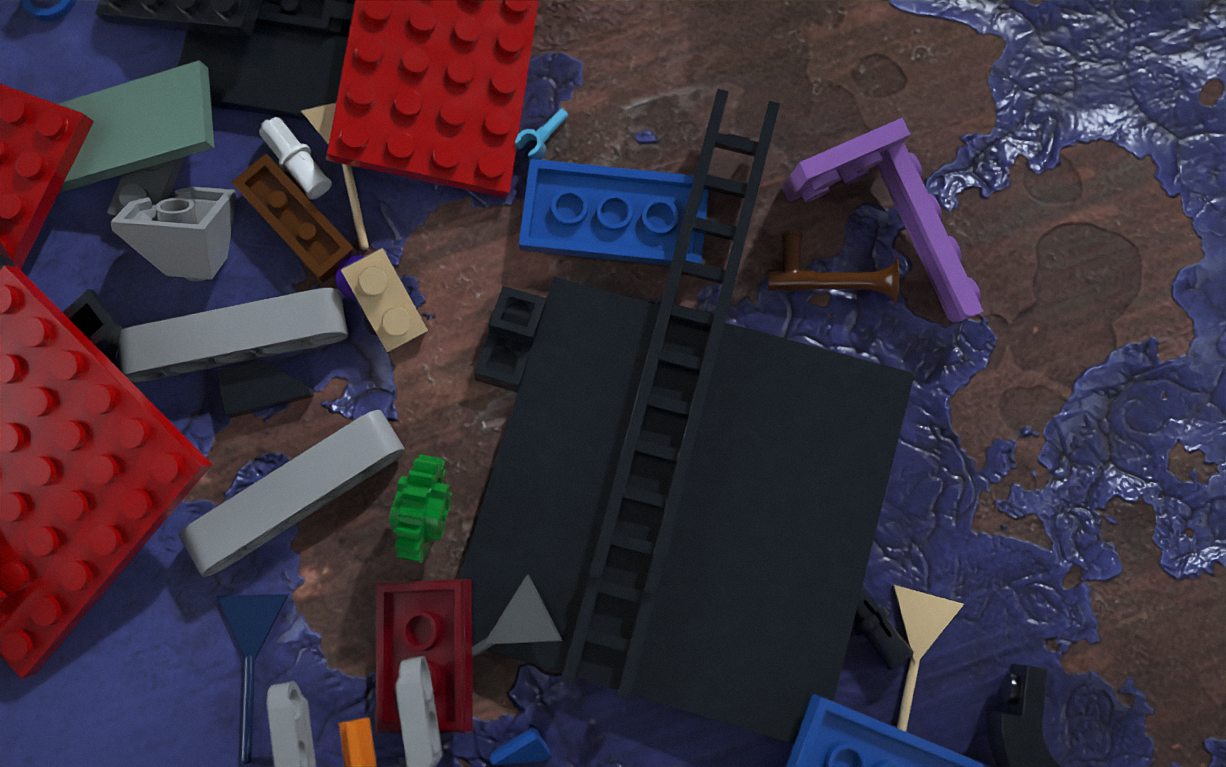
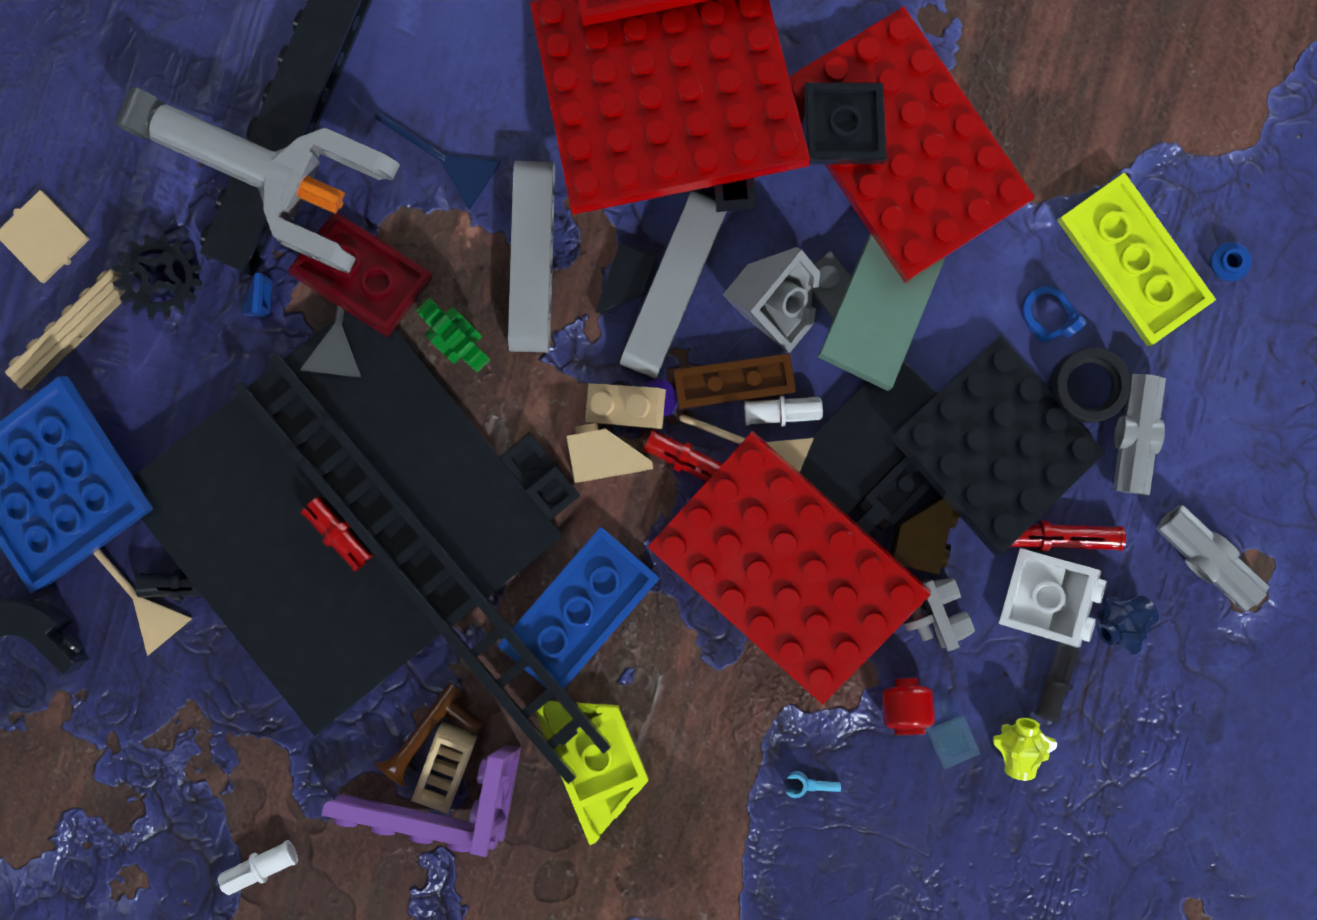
camera: 130 degrees right, 10 degrees up
(400, 219) = (681, 455): none -> red pin
(448, 289) = (602, 455): none -> tan slope
(540, 135) = (679, 604): medium azure hand -> none
(703, 487) = (336, 533): none -> red pin
(751, 84) = (602, 780): none -> neon yellow wing
(824, 247) = (451, 743): none -> tan slope
(1078, 346) = (258, 868): none -> white axle

